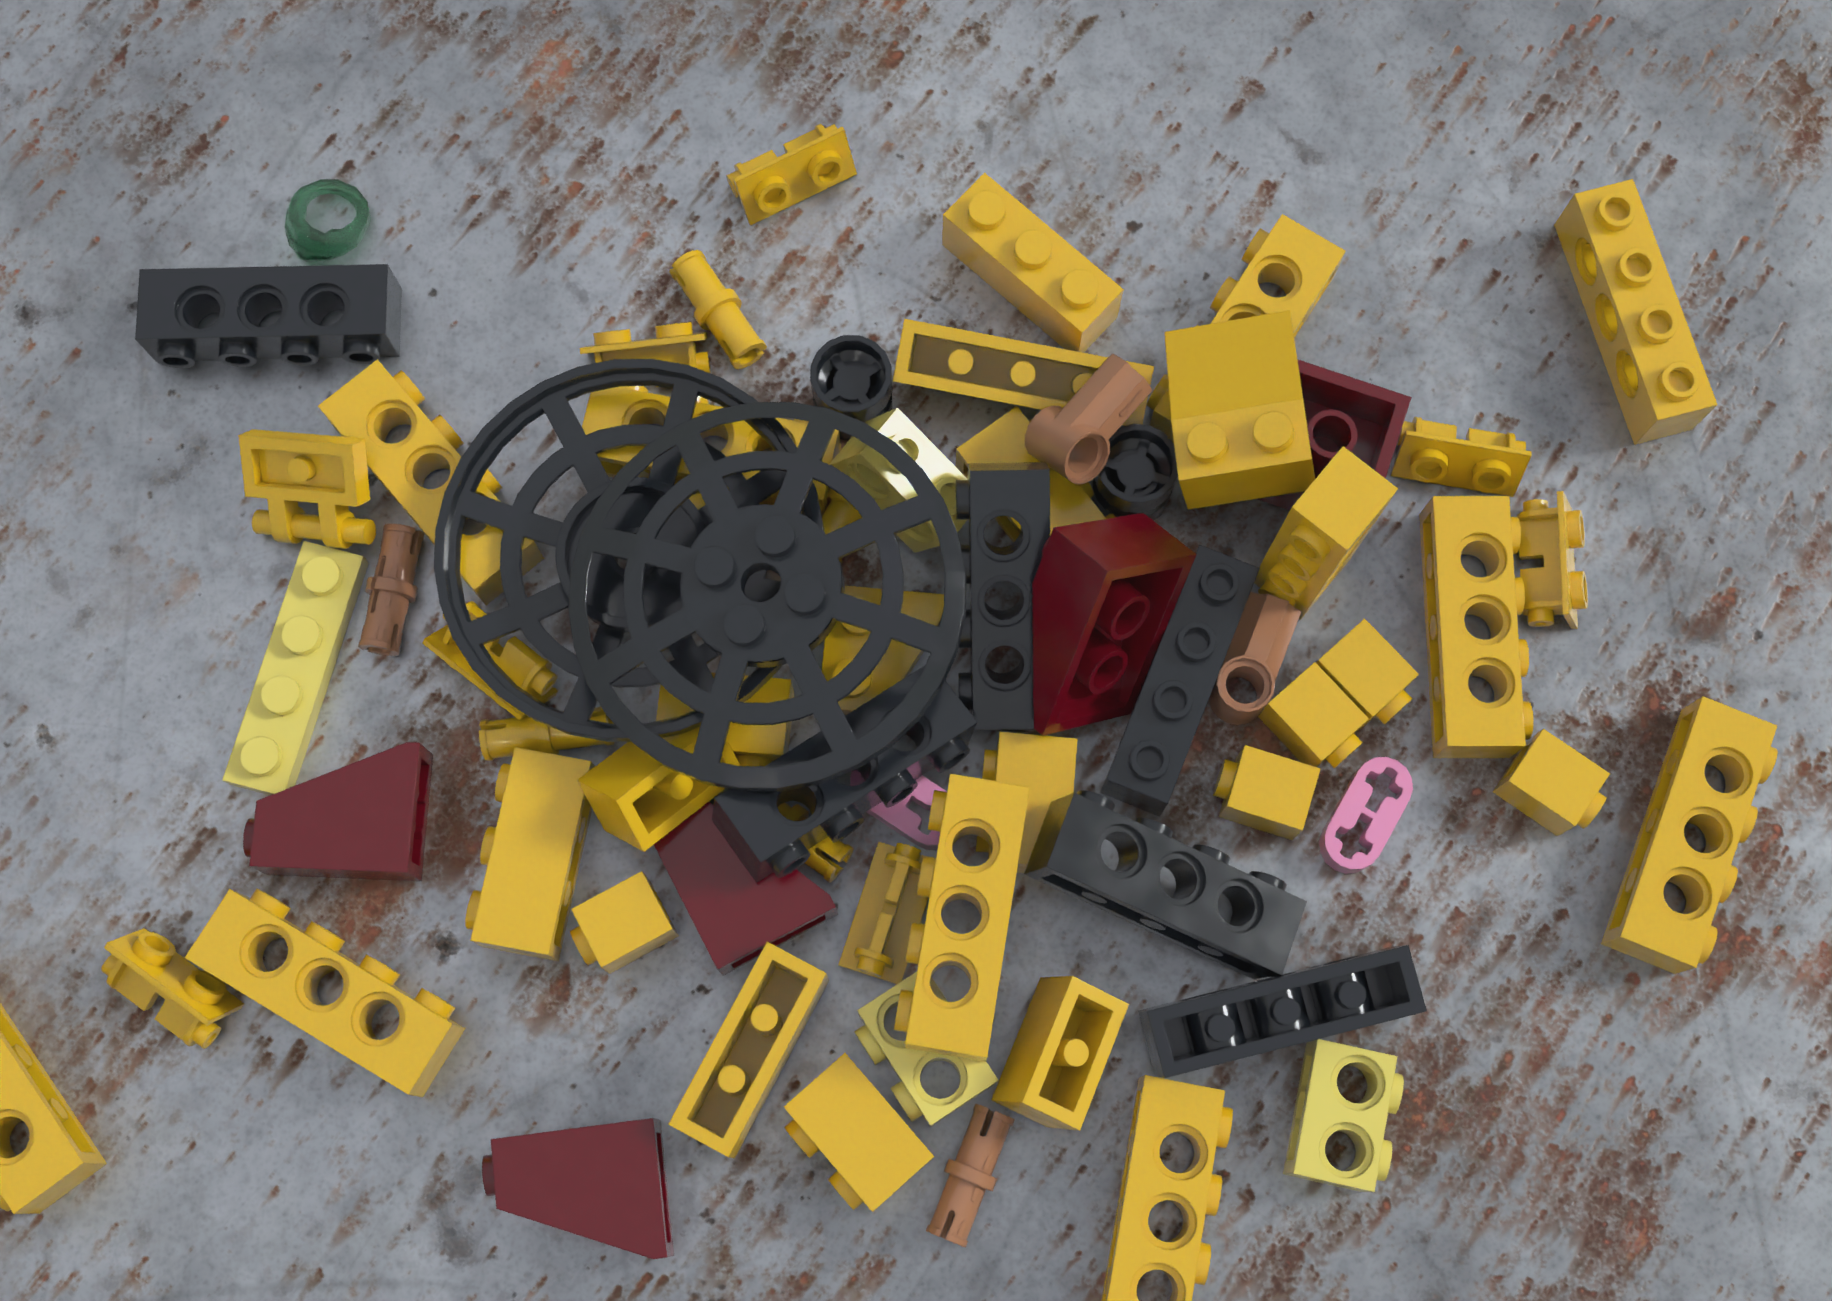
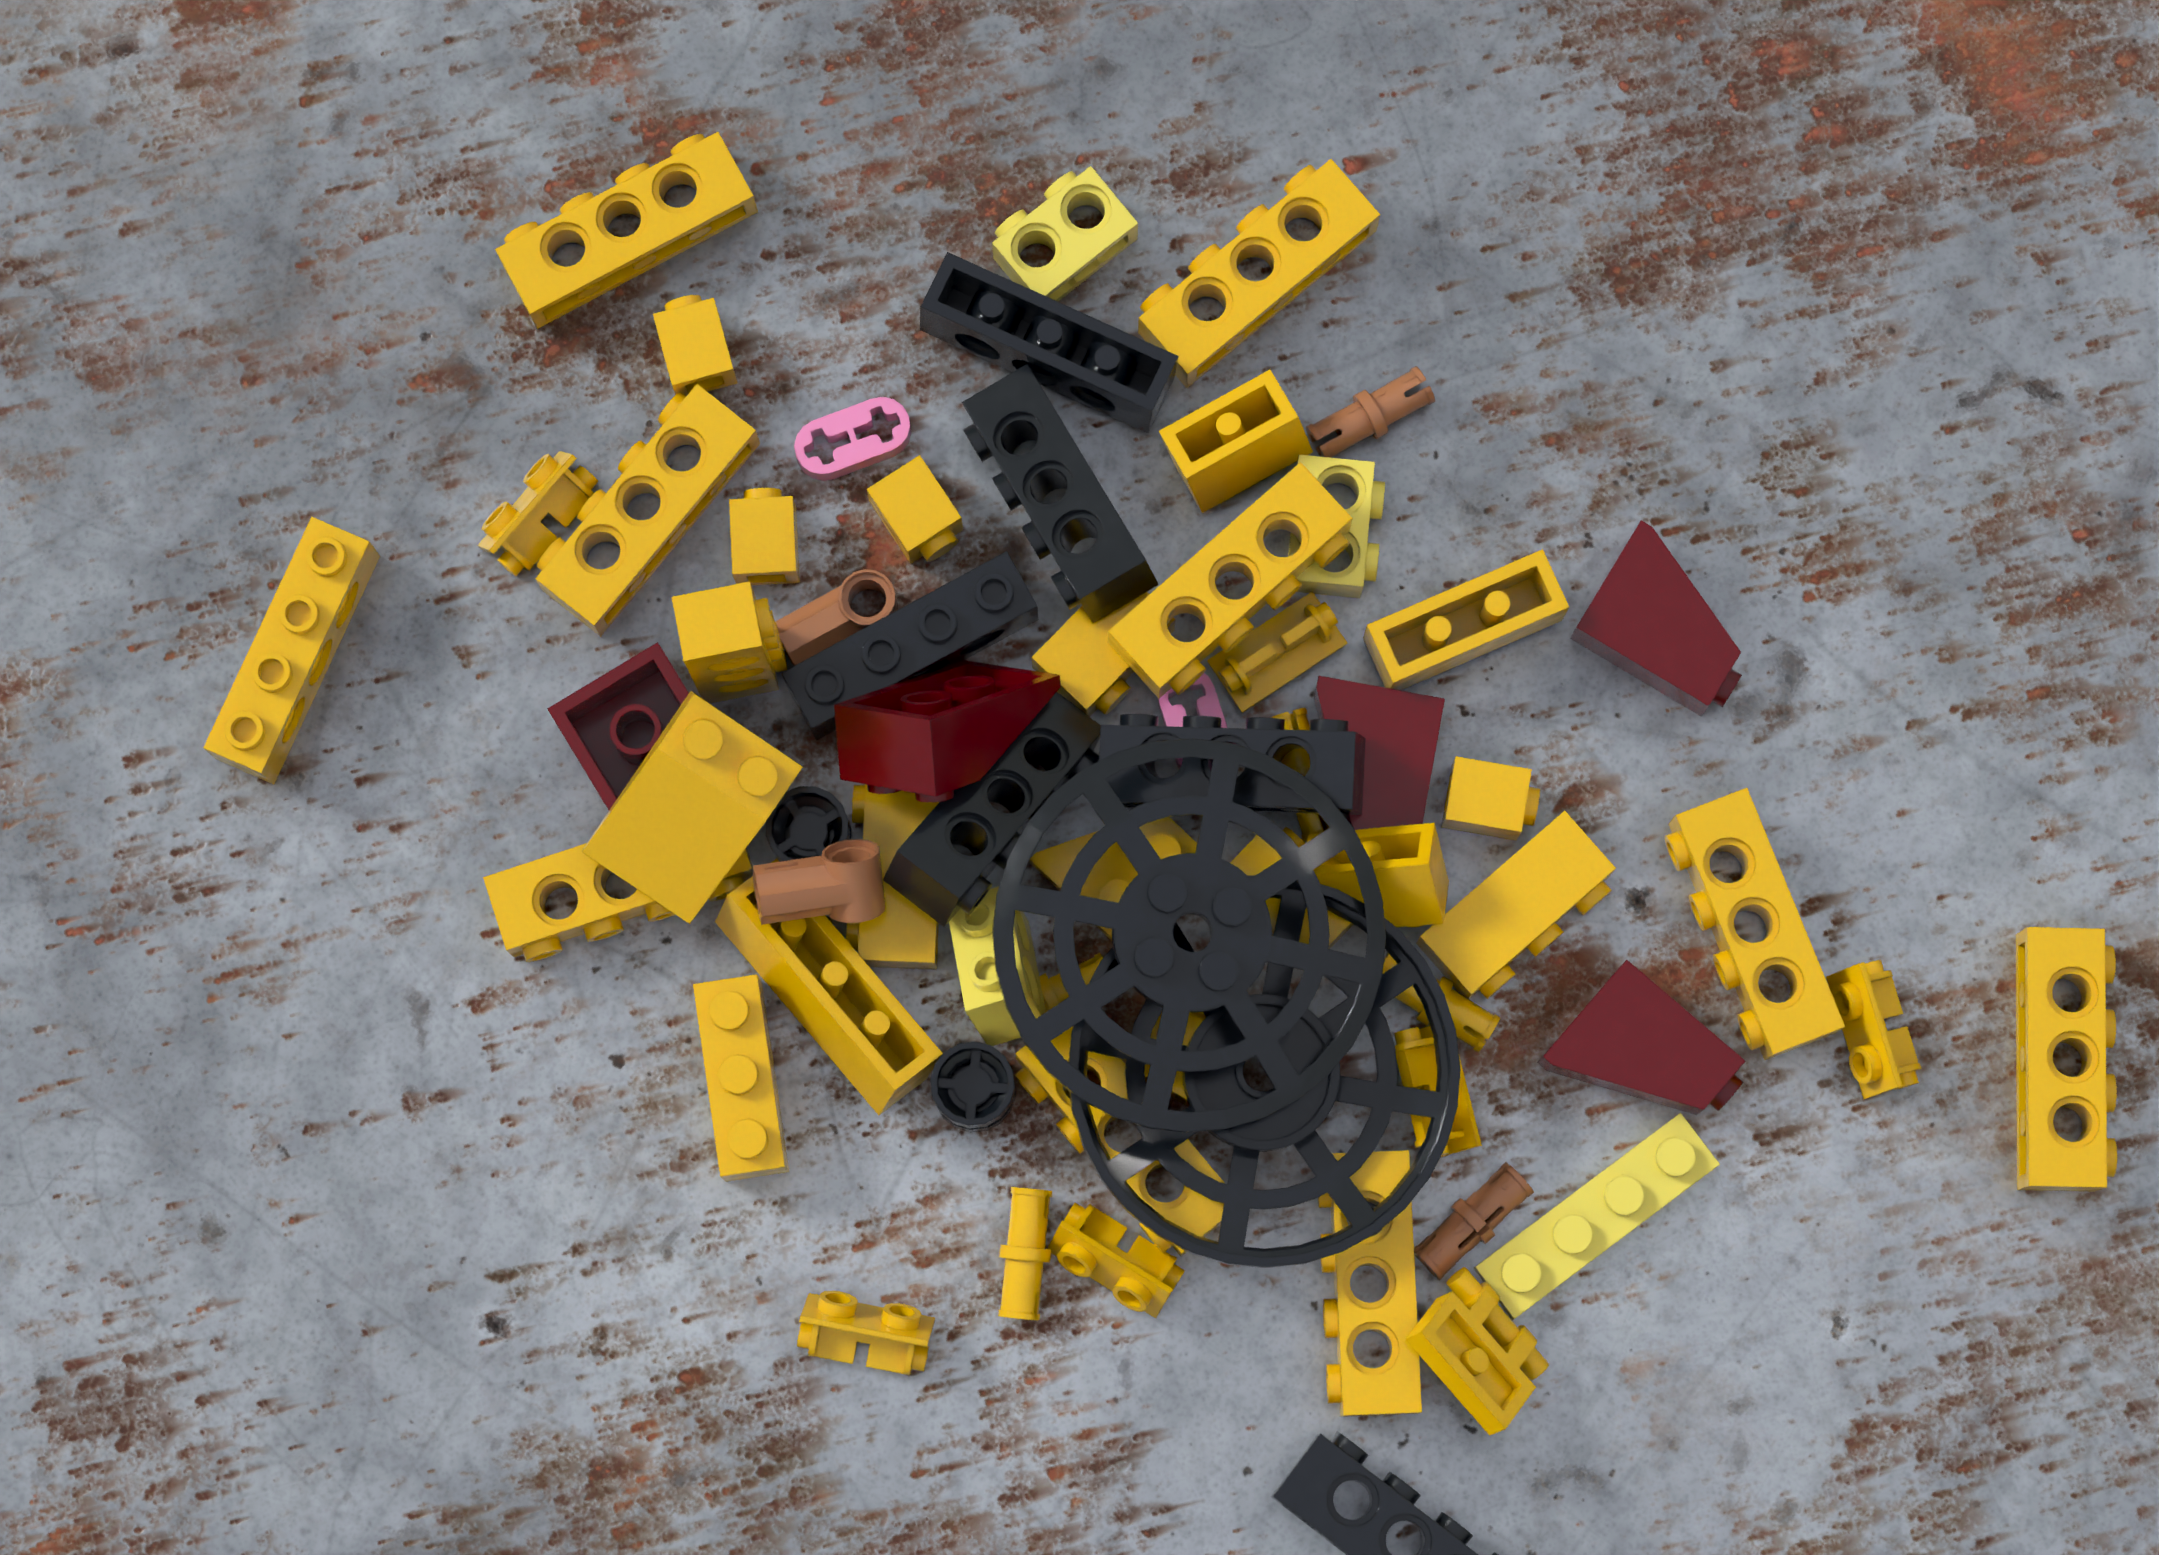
camera: 140 degrees left, 5 degrees up
(856, 1133) = (1432, 505): yellow brick -> none
(1315, 719) = (830, 534): yellow brick -> none
(1480, 463) = (515, 628): yellow hinge -> none

